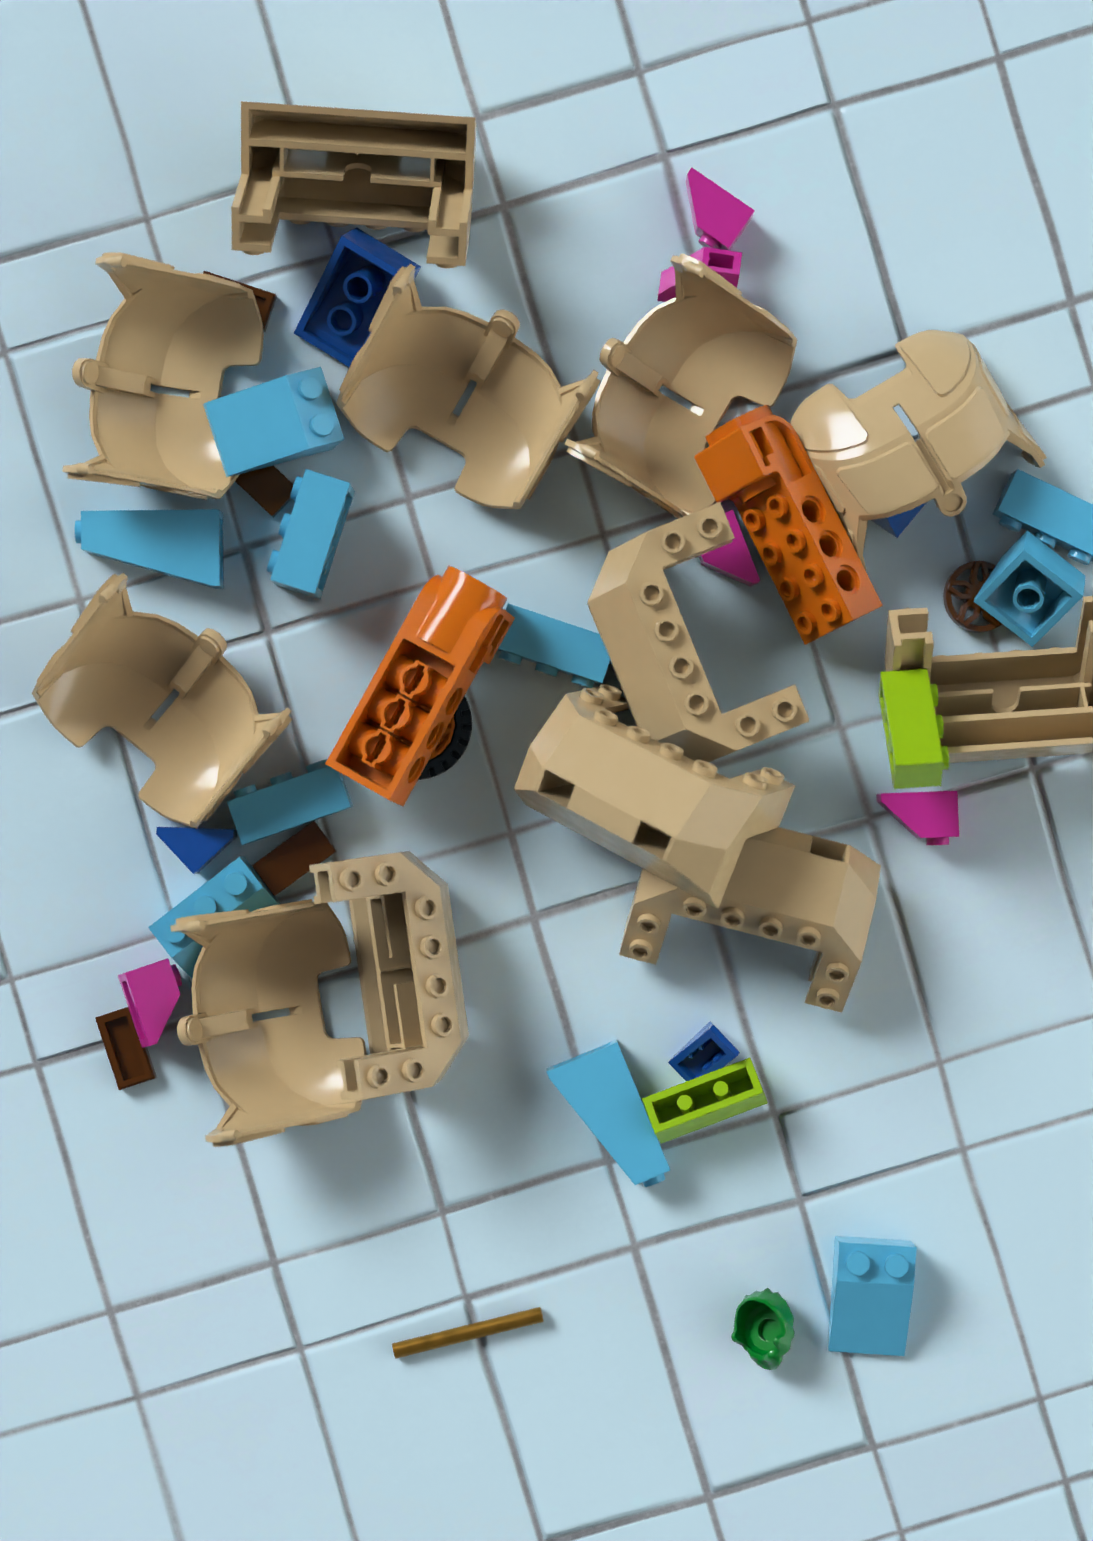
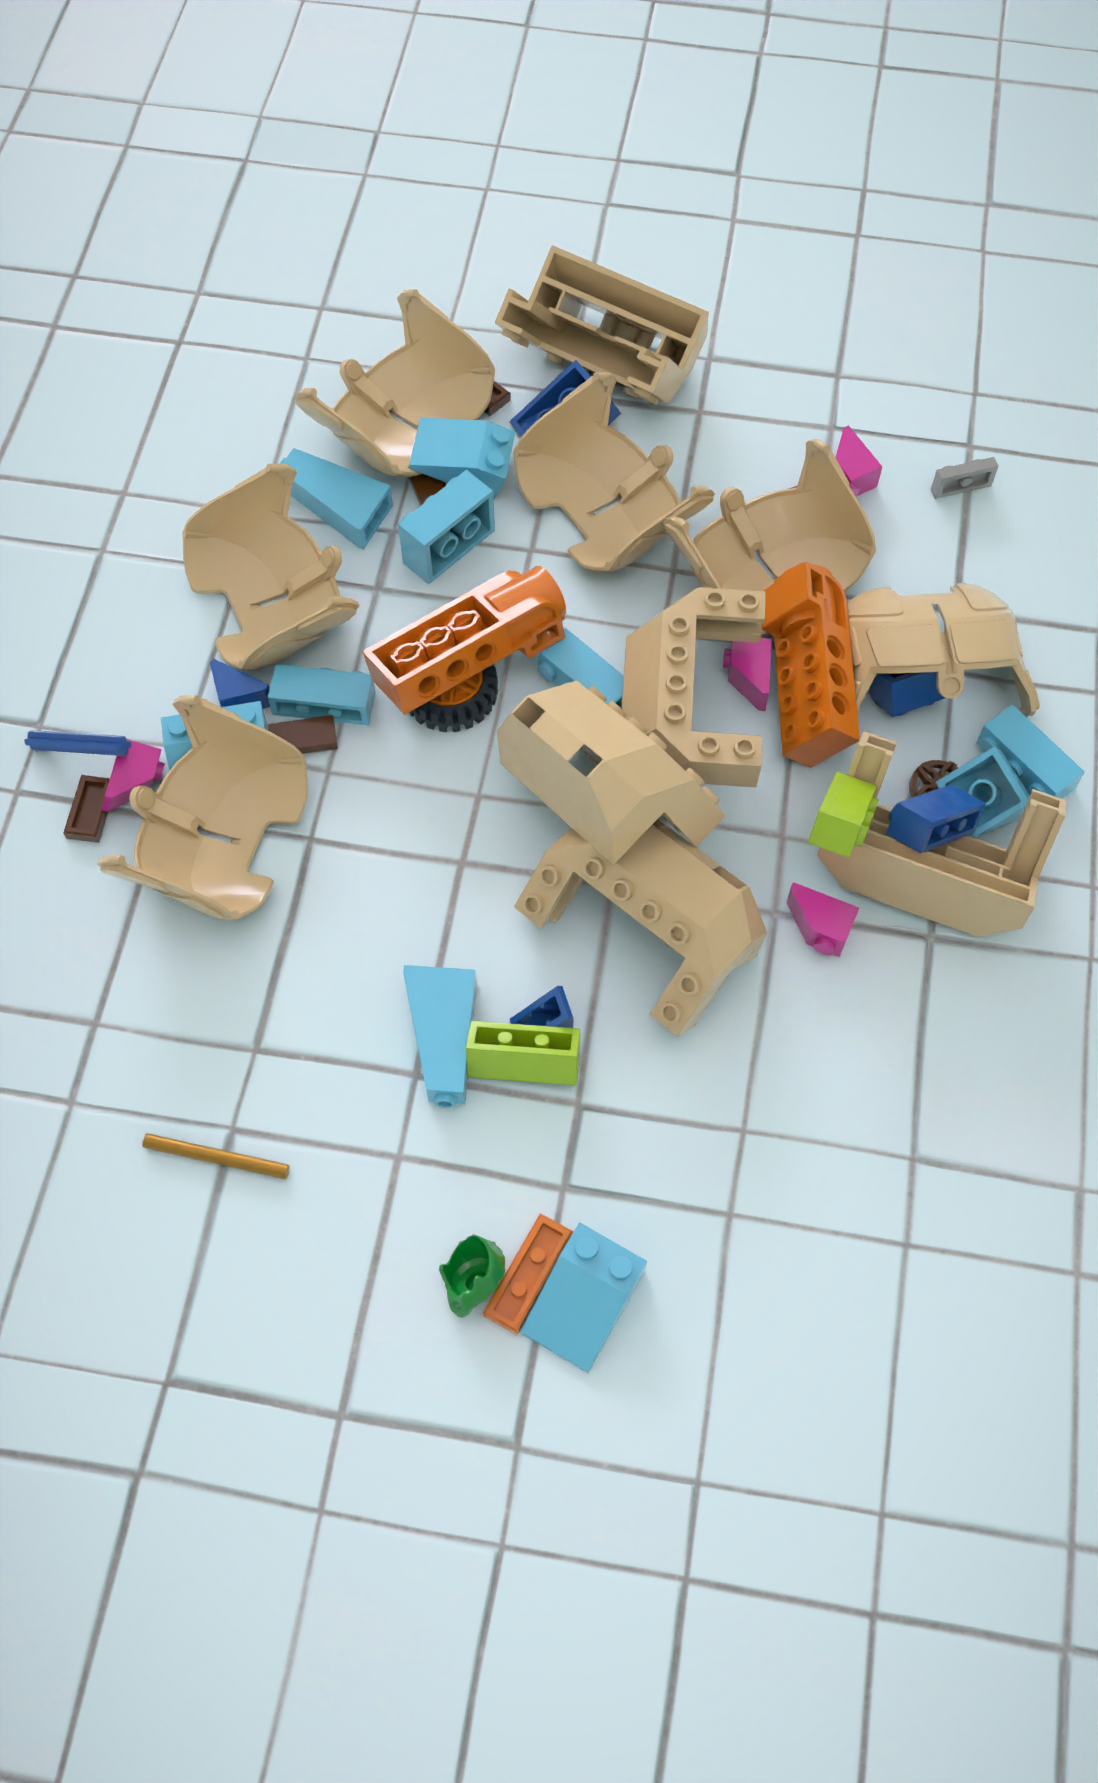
camera: 30 degrees right, 25 degrees down
(78, 995) = (78, 743): none -> blue axle
(404, 971) = (346, 832): tan wedge -> none
(810, 1295) = (527, 1274): none -> orange tile
(858, 156) = (964, 477): none -> light grey plate
(995, 664) = (935, 818): none -> blue brick

